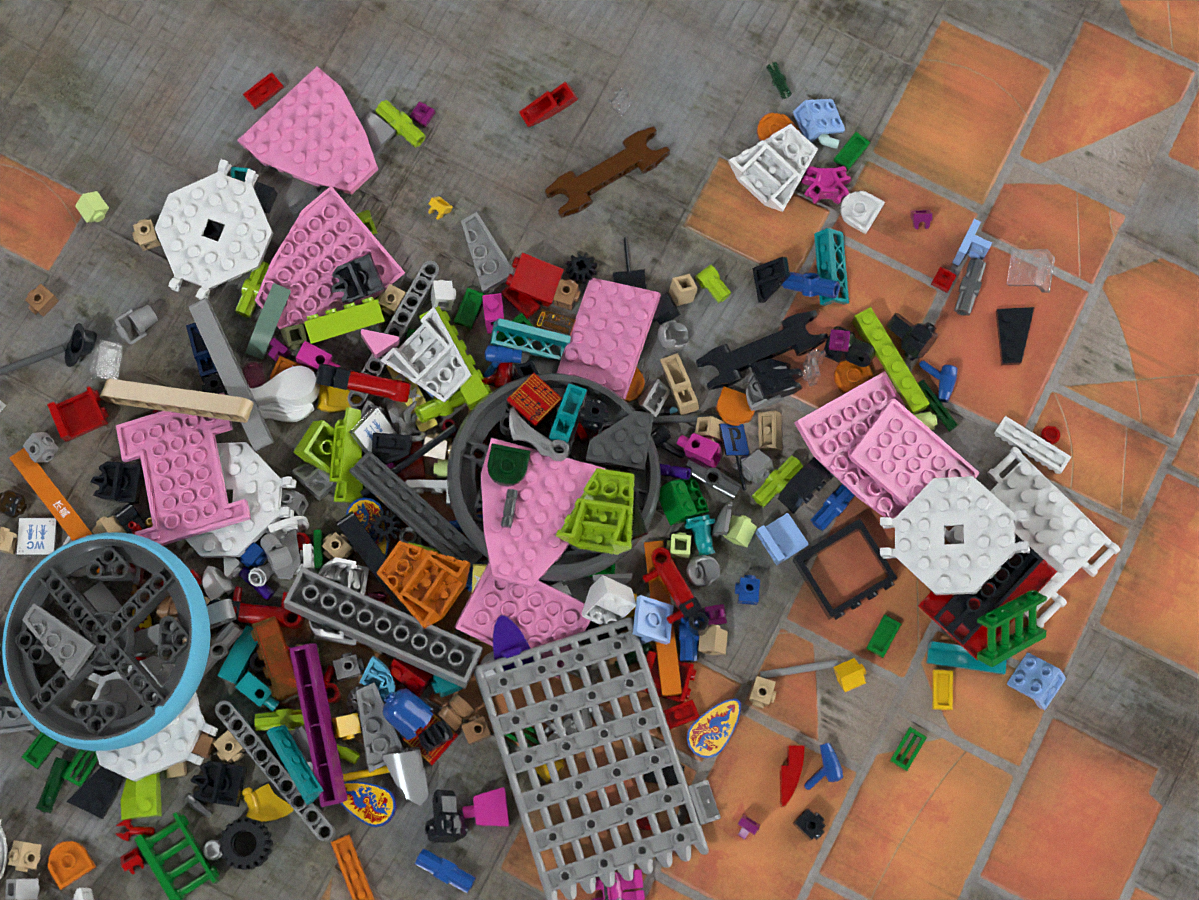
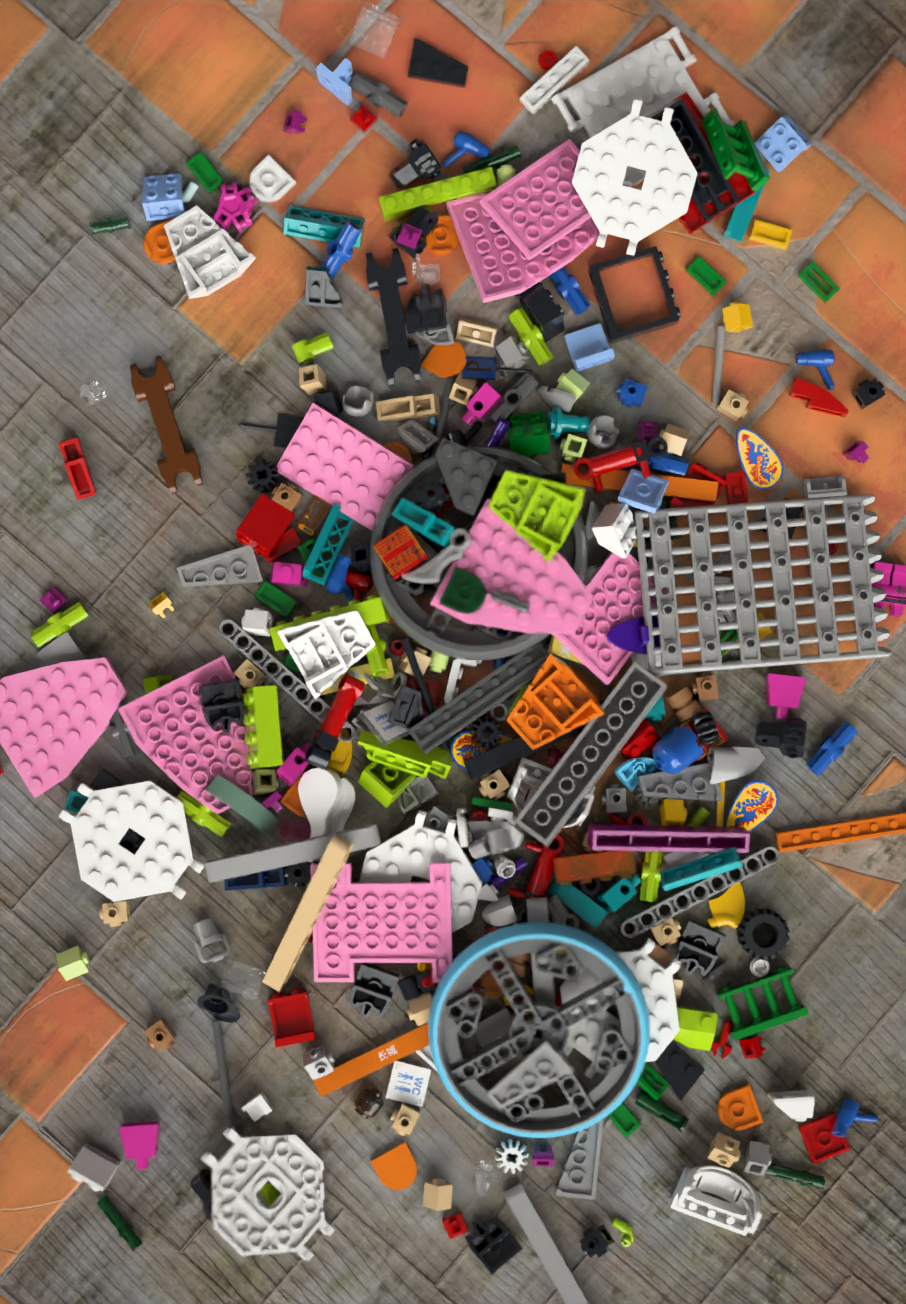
camera: 80 degrees left, 10 degrees up
(379, 342) = (296, 697): bright pink slope -> none

